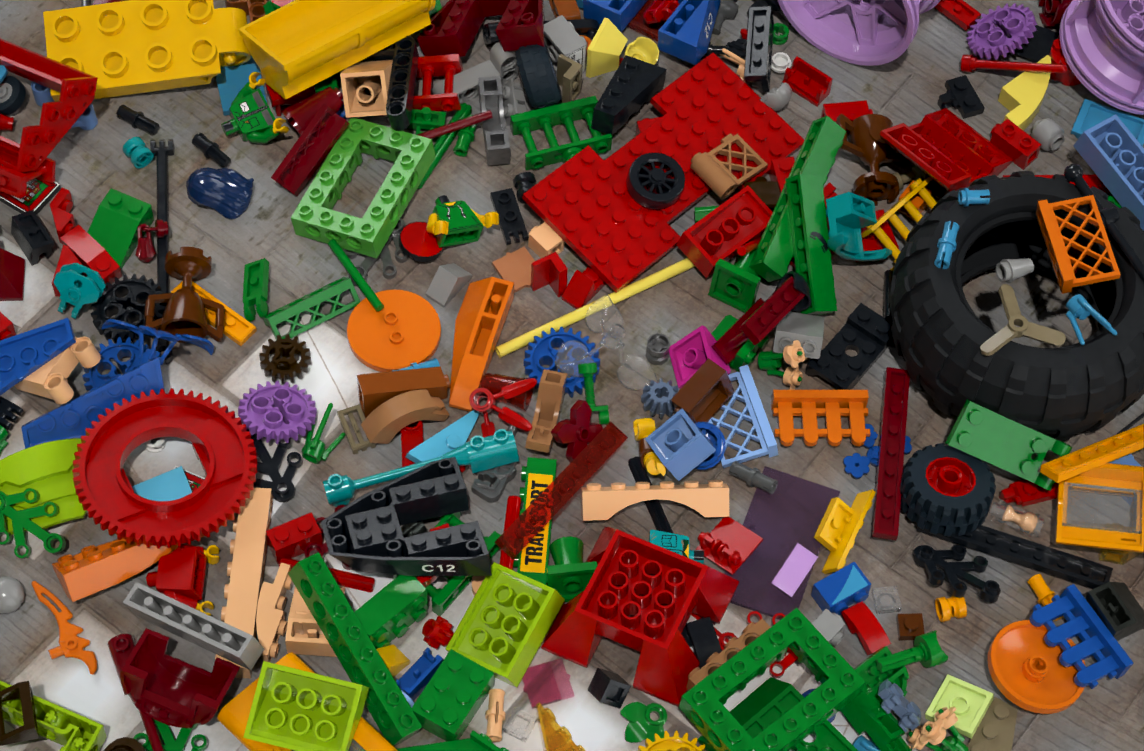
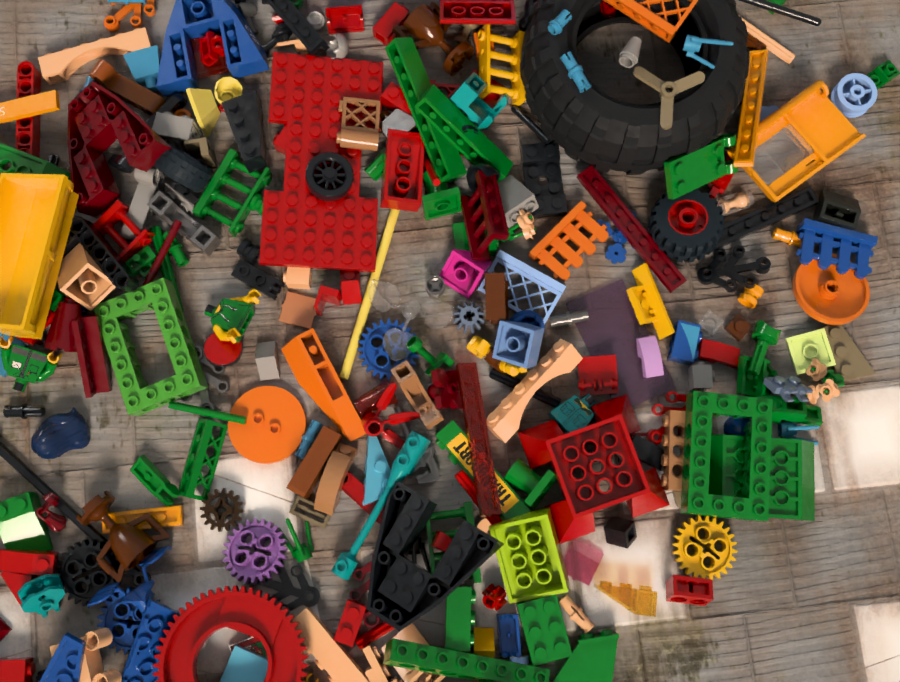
camera: 45 degrees left, 20 degrees up
(640, 724) = (658, 535): green plate -> none

